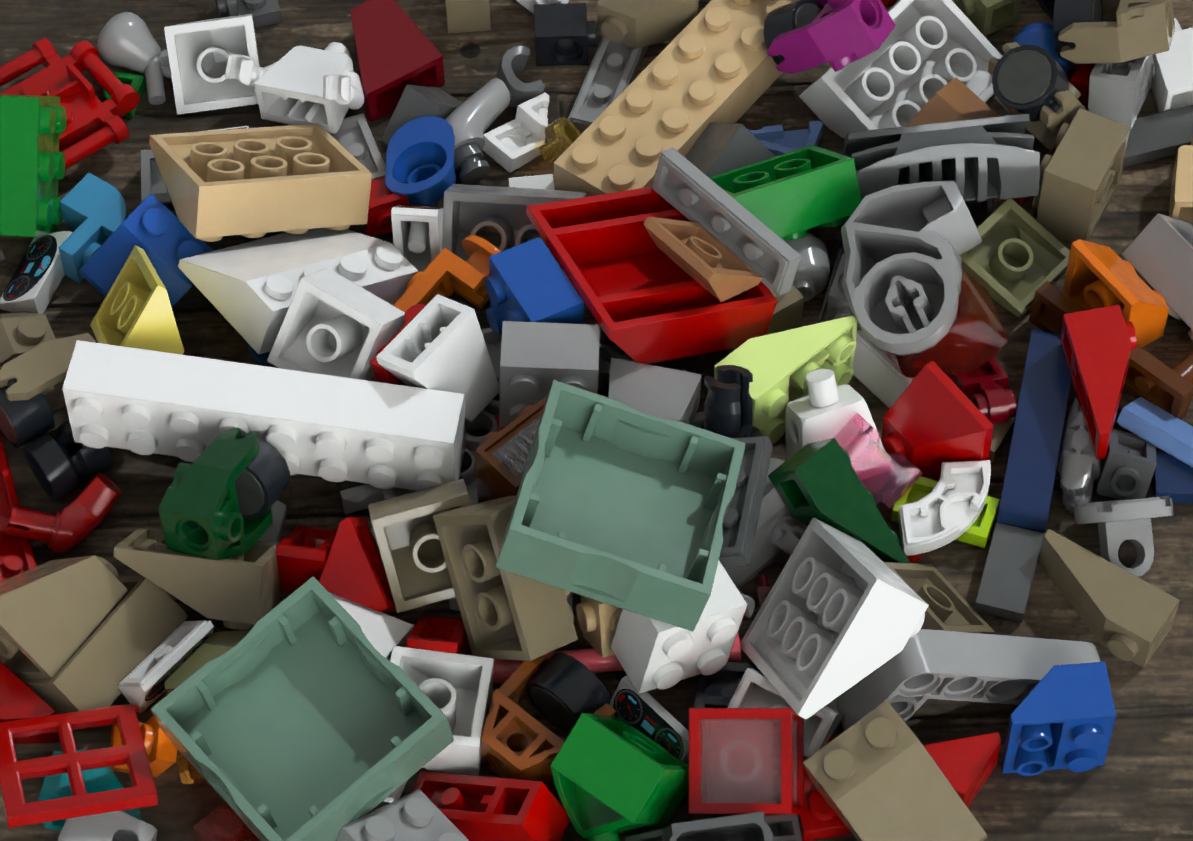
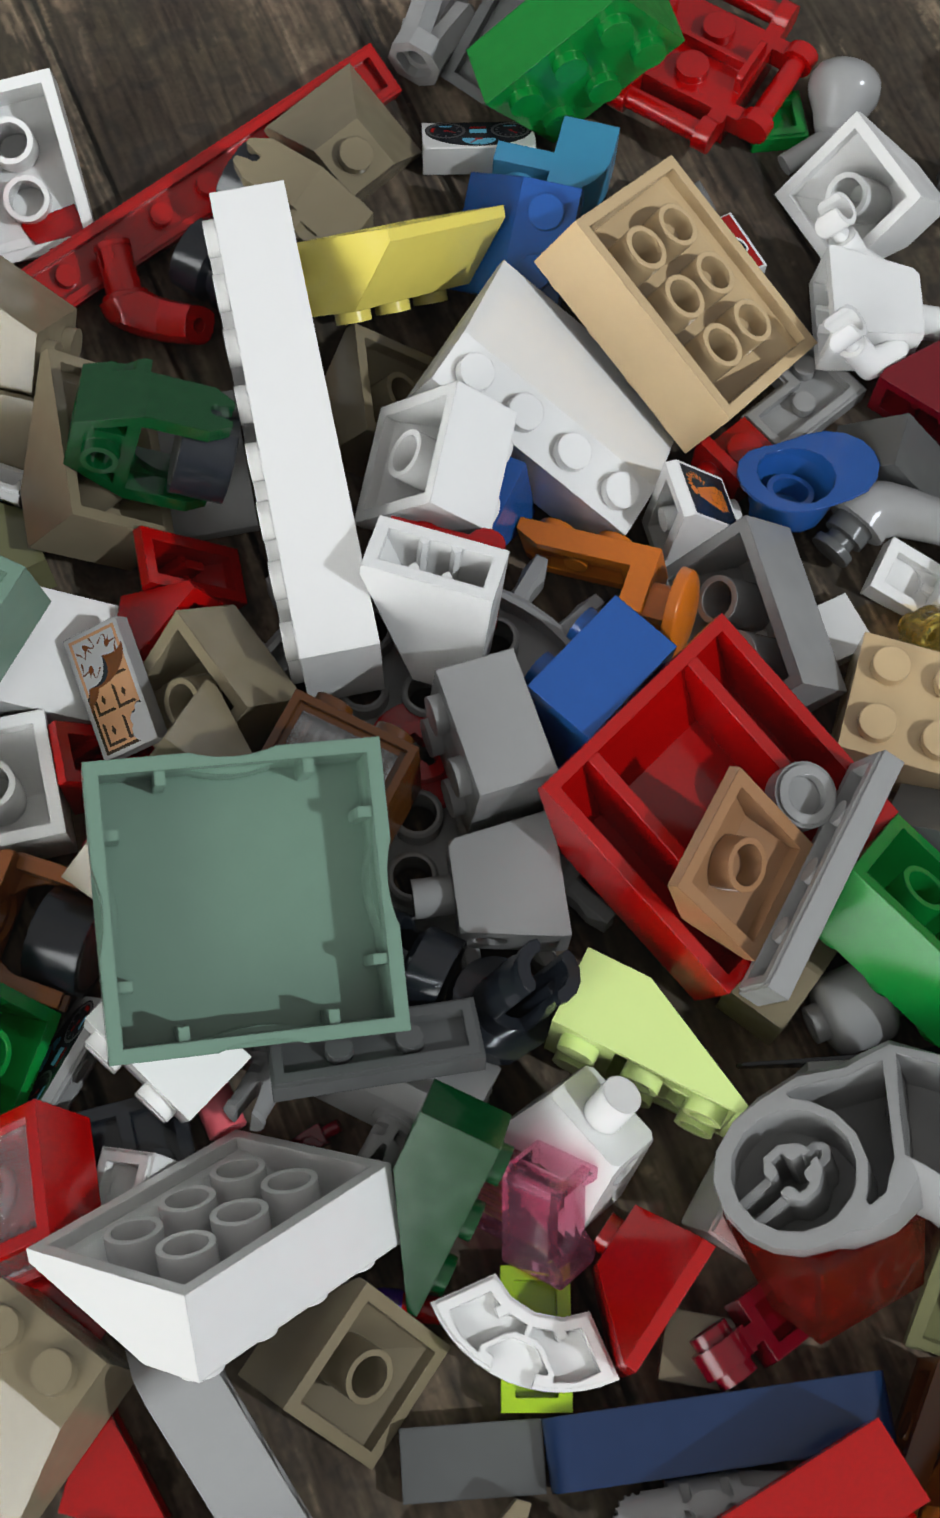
camera: 65 degrees right, 15 degrees up
(398, 598) = (115, 688): none -> tile
(666, 207) = (803, 794): none -> light grey tile

